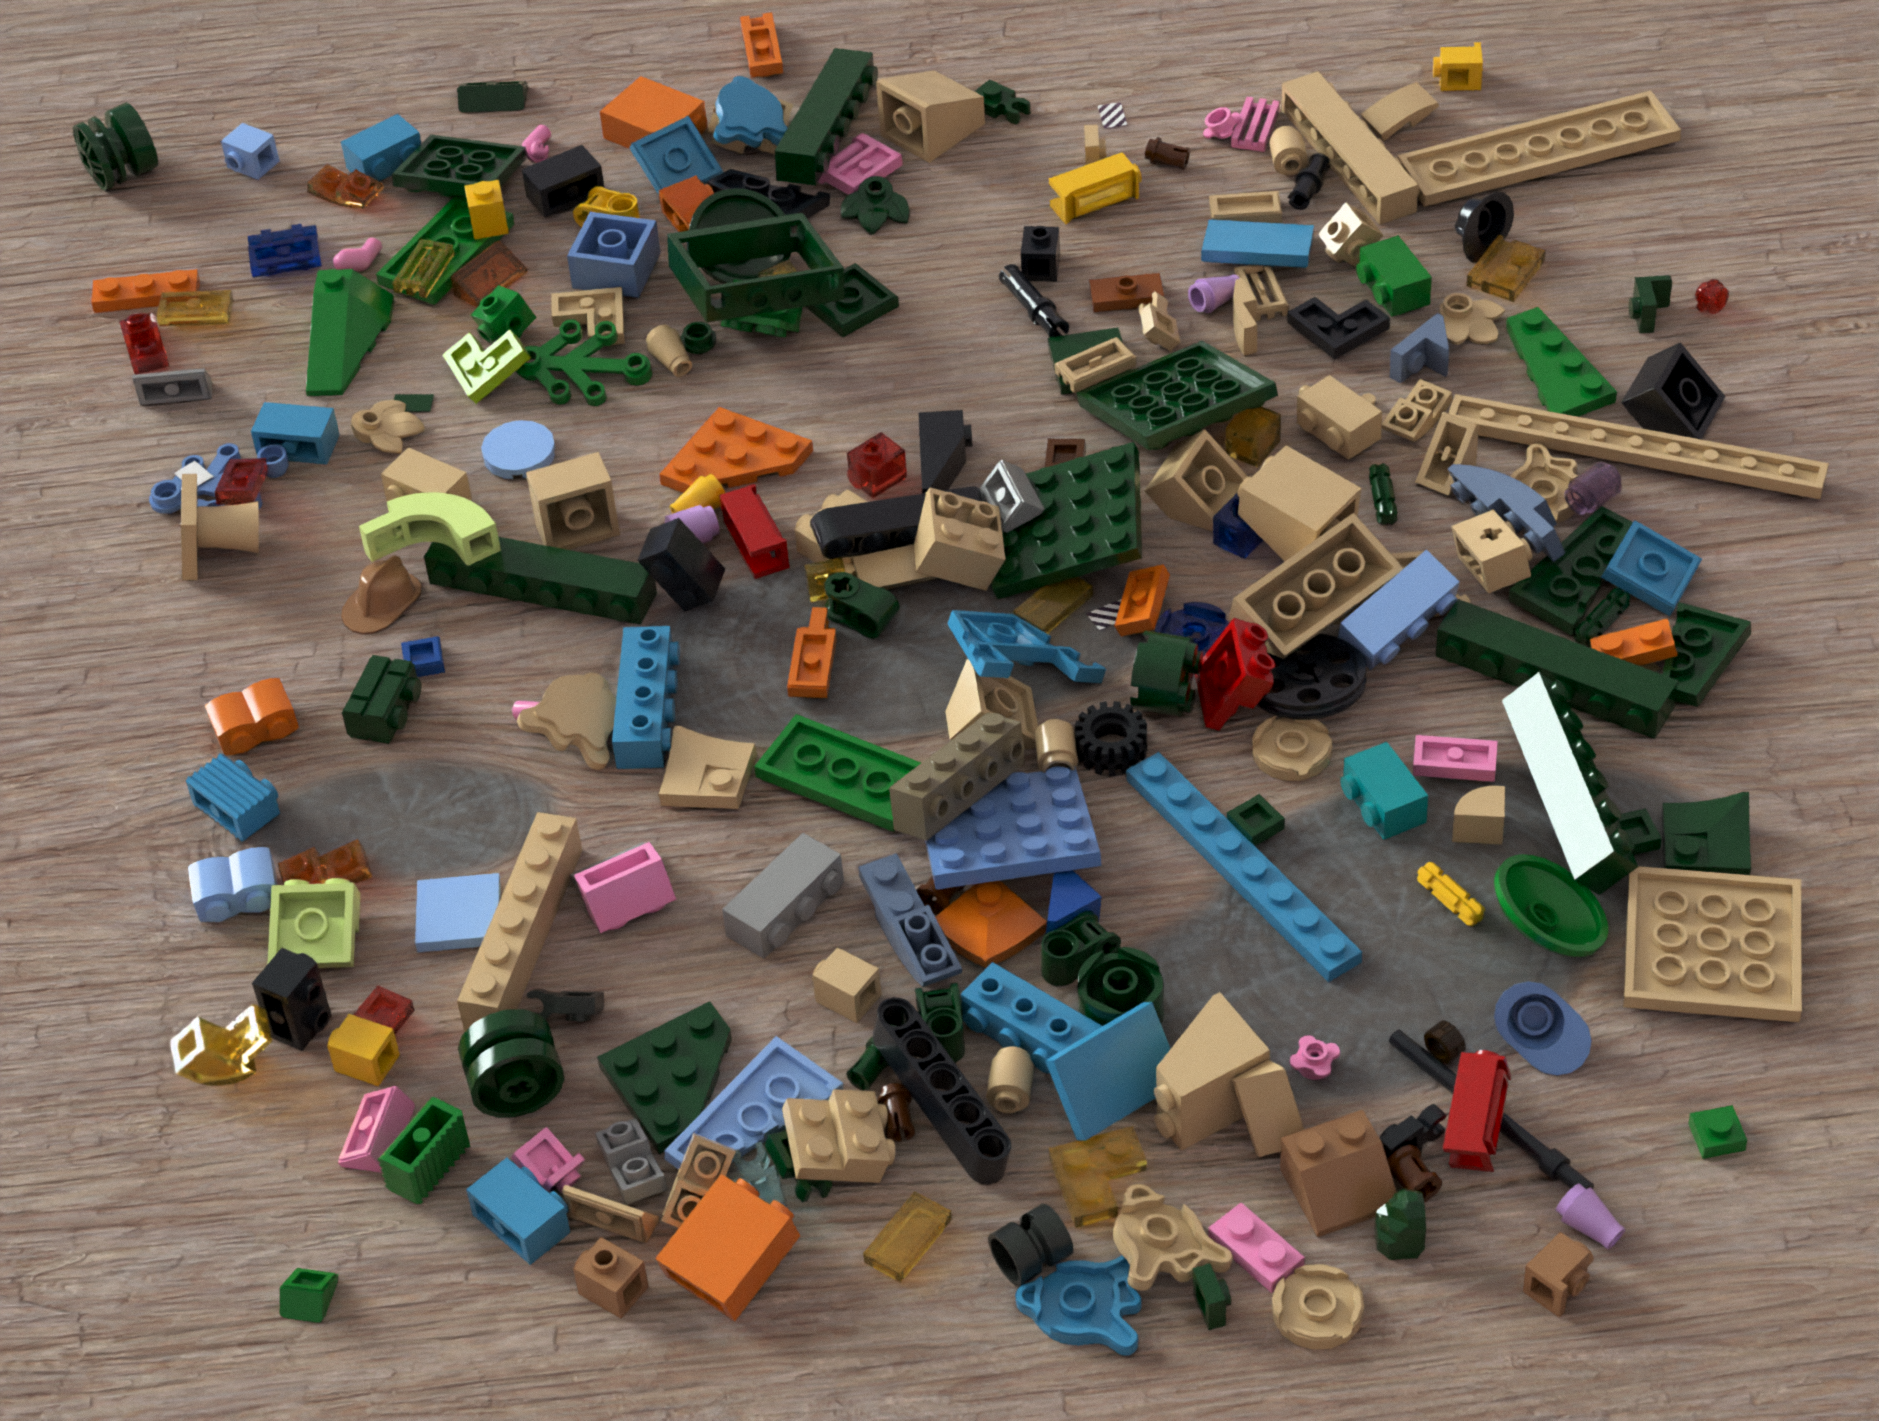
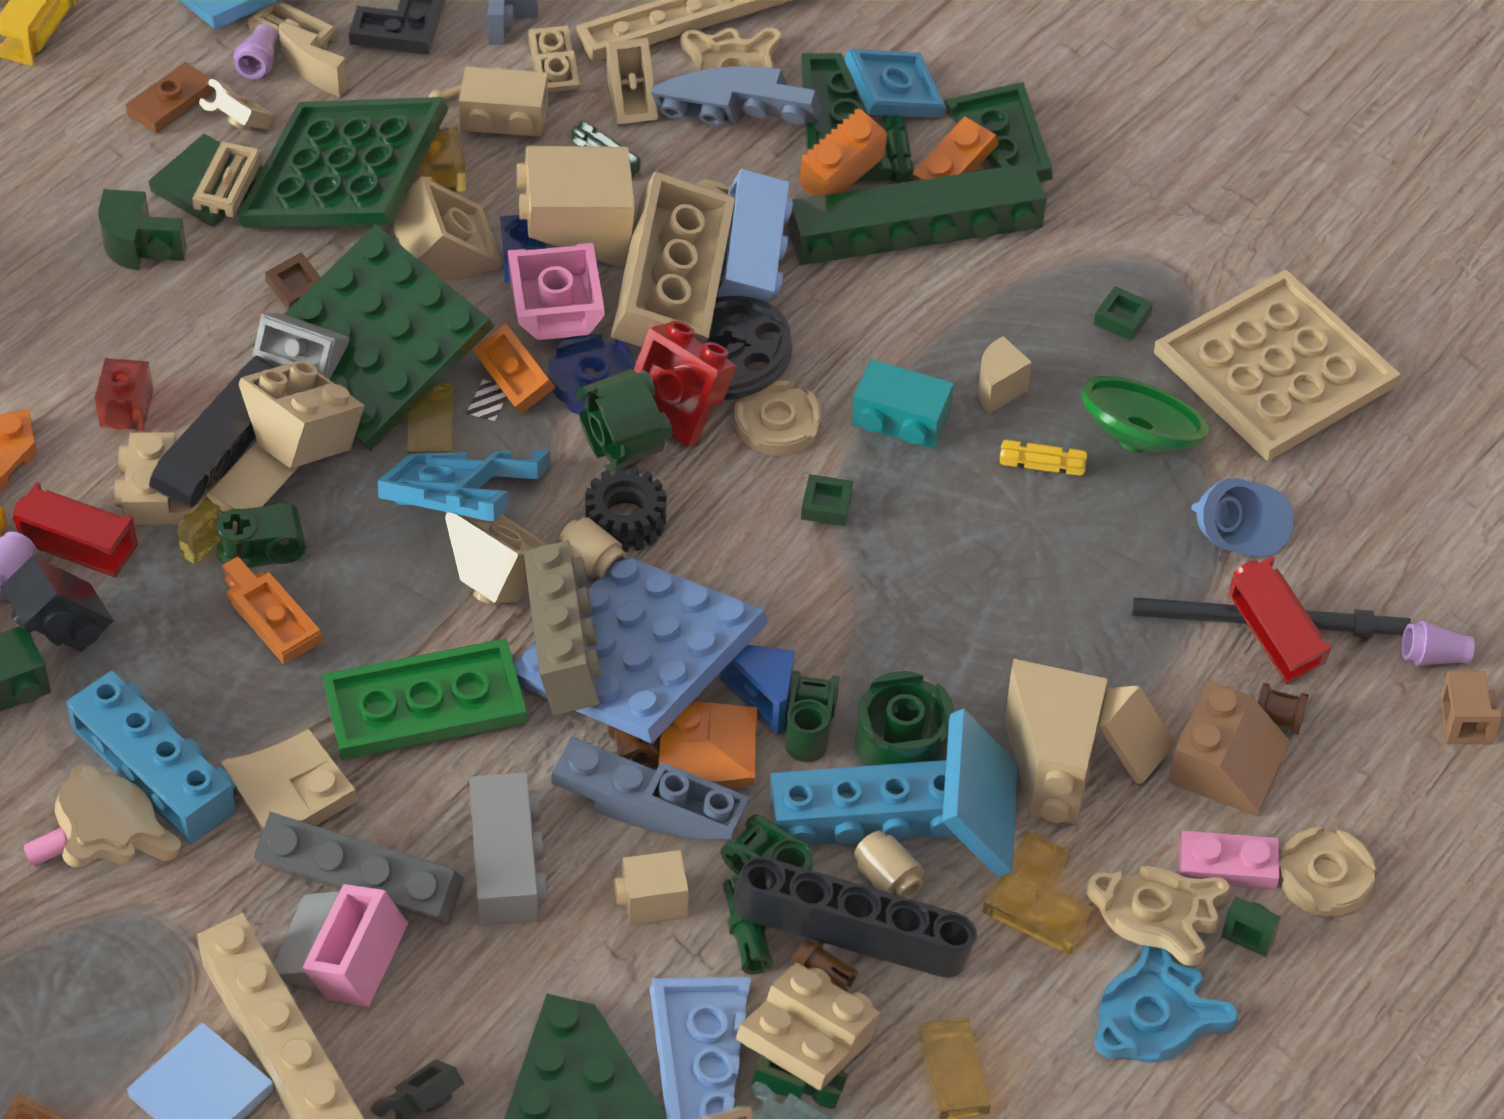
camera: 50 degrees left, 5 degrees up
(679, 843) = (340, 859): none -> dark grey brick
(942, 447) = (167, 338): black slope -> none
(1002, 364) = (133, 234): none -> dark green brick
(1025, 1247) = (1072, 993): pearl dark grey wheel -> none
(1040, 253) = (53, 104): black brick -> none
(1040, 309) = (112, 157): black pin -> none
(1222, 562) = (556, 290): none -> bright pink slope
(1244, 867) = (853, 546): dark azure plate -> none
(1314, 1067) = (1102, 657): bright pink plate -> none
(1401, 1226) = (1324, 754): dark green rock -> none
(1414, 1131) = (1247, 668): black plate -> none
(1444, 1042) = (1181, 582): dark brown axle -> none
(1455, 758) = (923, 339): bright pink plate -> none
(1492, 551) = (763, 142): tan brick -> none
(1530, 589) = (842, 155): none -> orange brick
(1570, 783) = (1041, 301): brick -> none
(1593, 488) = (785, 40): clear purple brick -> none
(1708, 835) = (1177, 280): dark green plate -> none
(1717, 1132) = (1439, 513): green plate -> none

